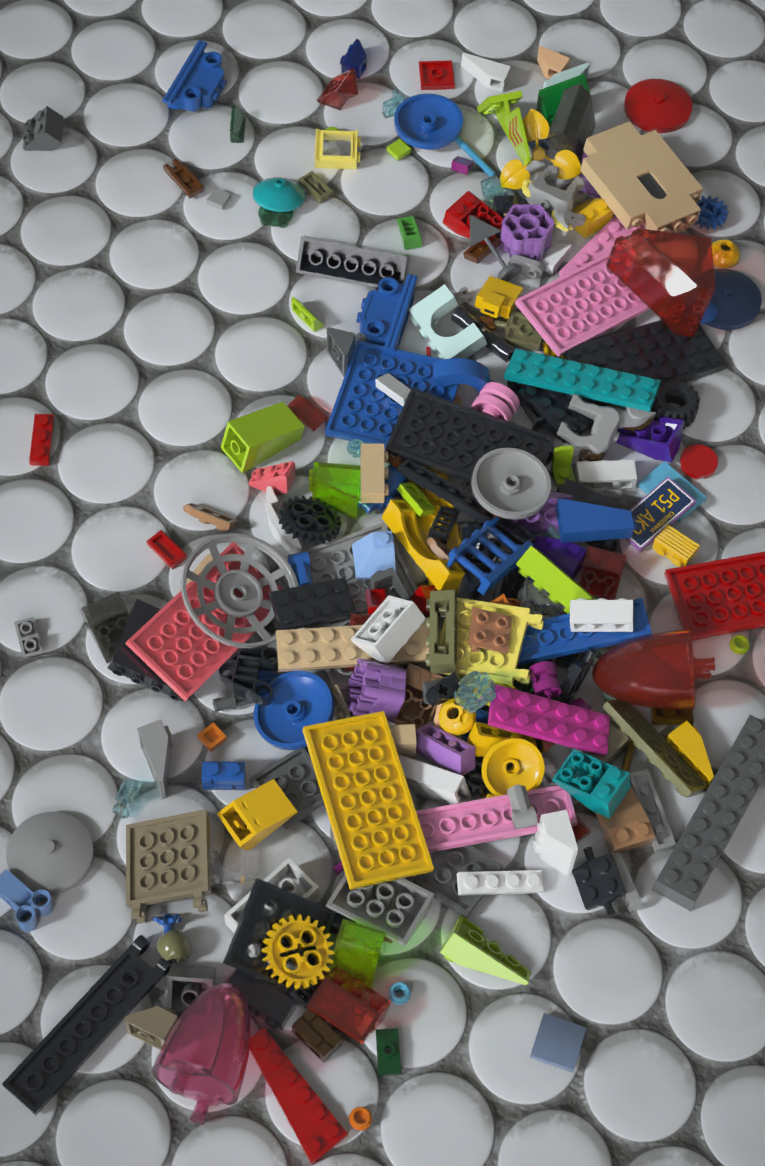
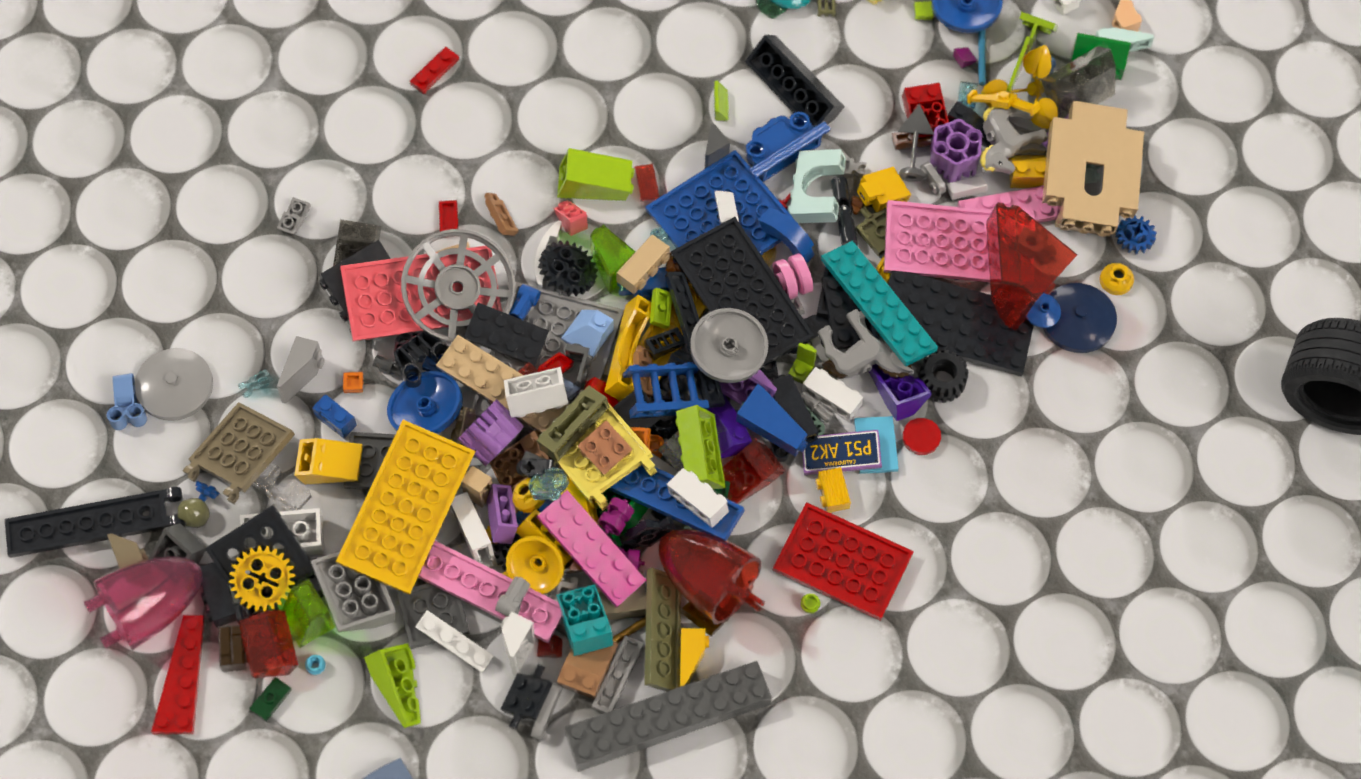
camera: 40 degrees right, 5 degrees up
(360, 1118) = (210, 729): orange plate -> none
(409, 234) = (865, 88): bright green slope -> none
(531, 172) = (1004, 100): none -> yellow plate
(658, 105) = (1186, 112): red dish -> none

